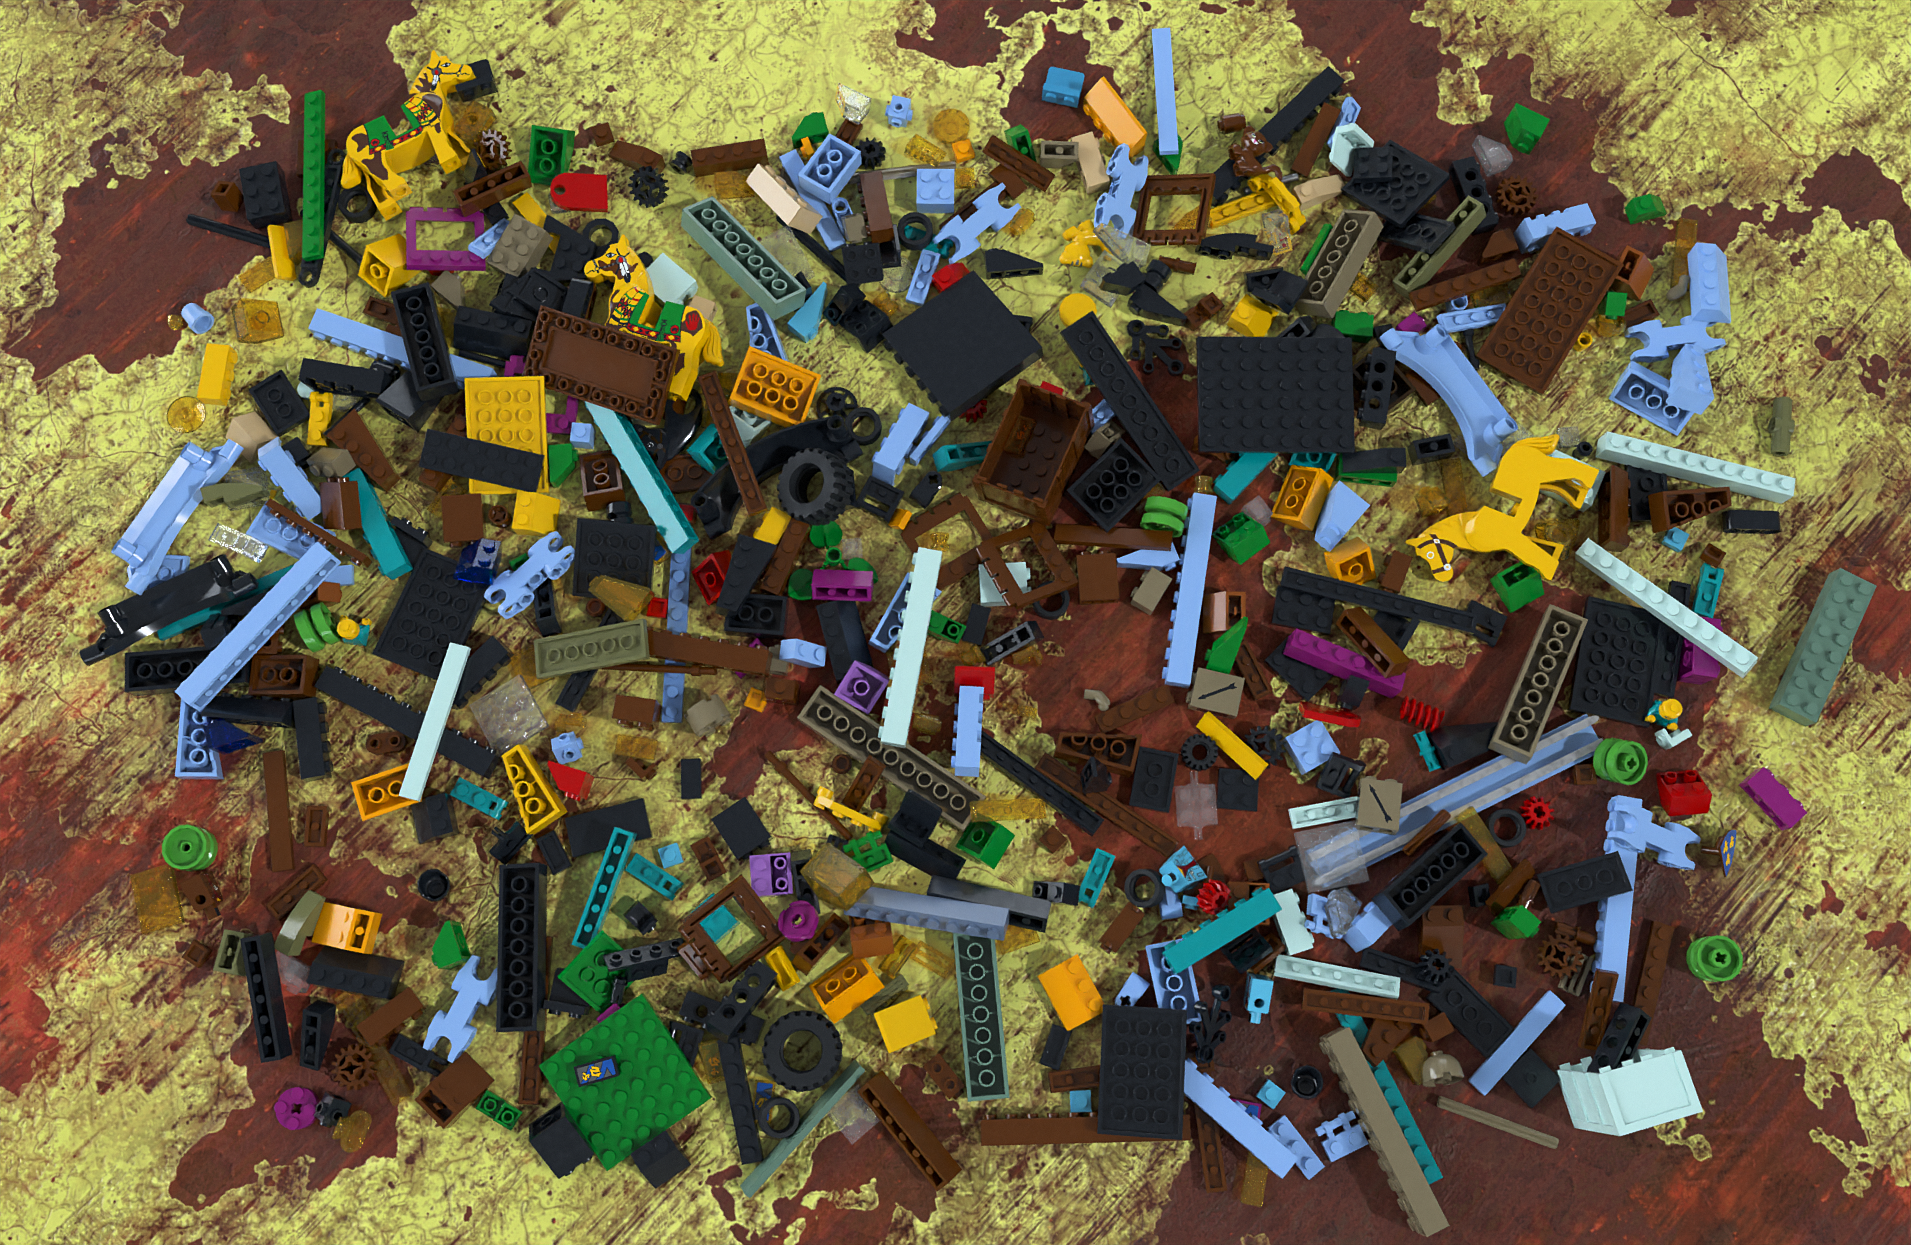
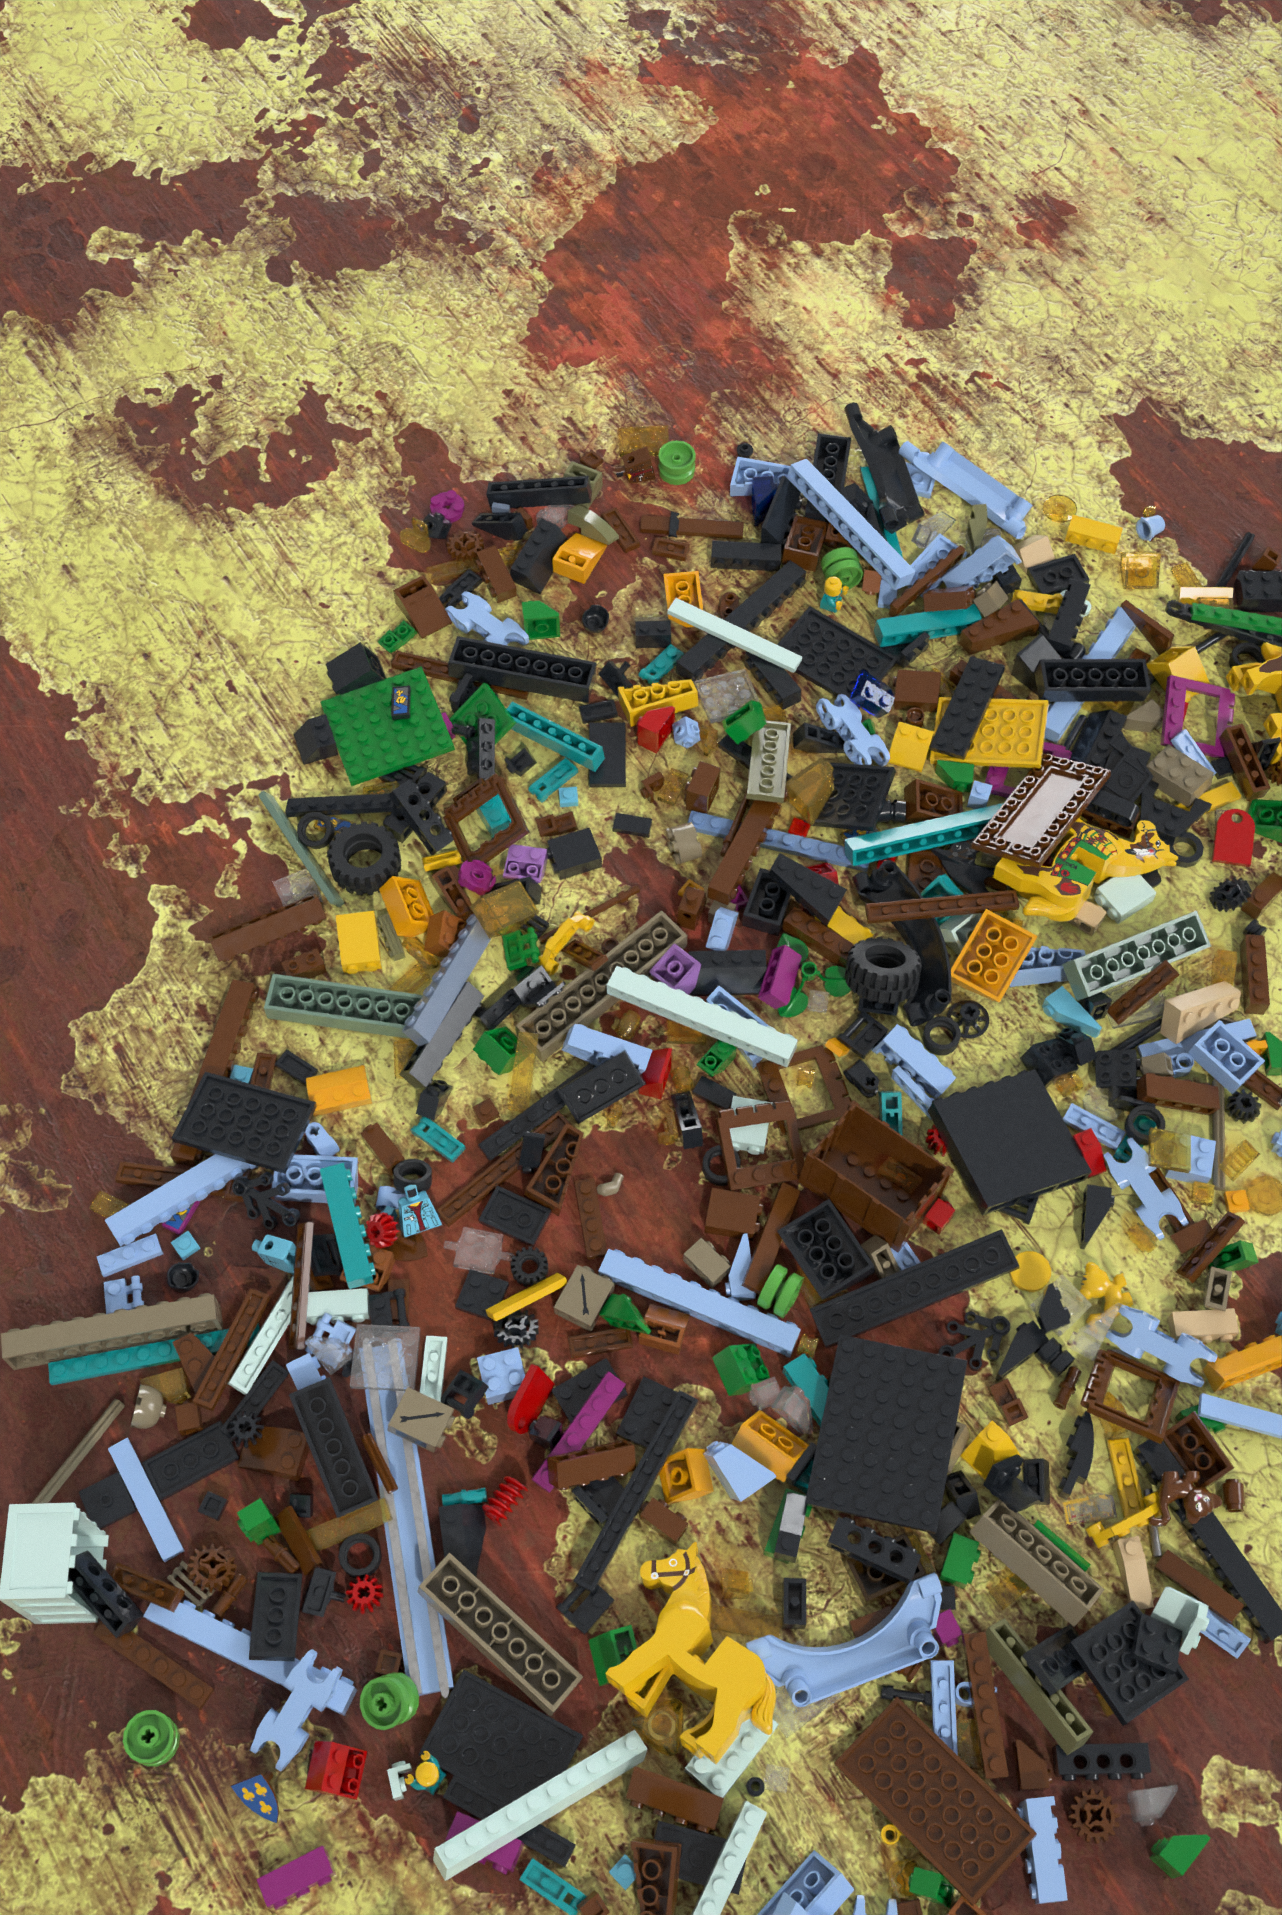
camera: 105 degrees right, 15 degrees down
(160, 776) = (744, 450): none -> black plate
(281, 831) = (673, 524): none -> black piece
(294, 1039) = (500, 508): none -> sand blue tile
(297, 1012) = (526, 517): none -> reddish brown plate
(347, 291) = (1156, 634): none -> reddish brown wing
(547, 684) = (745, 721): none -> green slope
(778, 247) = (1142, 992): none -> reddish brown tile
(940, 203) = (1169, 1150): none -> clear yellow tile
(1007, 727) = (601, 1086): none -> black tile
(1208, 149) = (1197, 1450): none -> reddish brown slope
(1267, 482) = (794, 1408): none -> clear slope
(1286, 959) = (300, 1286): none -> reddish brown tile
(1303, 460) = (801, 1465): none -> black tile
(1548, 852) = (320, 1592): none -> black plate

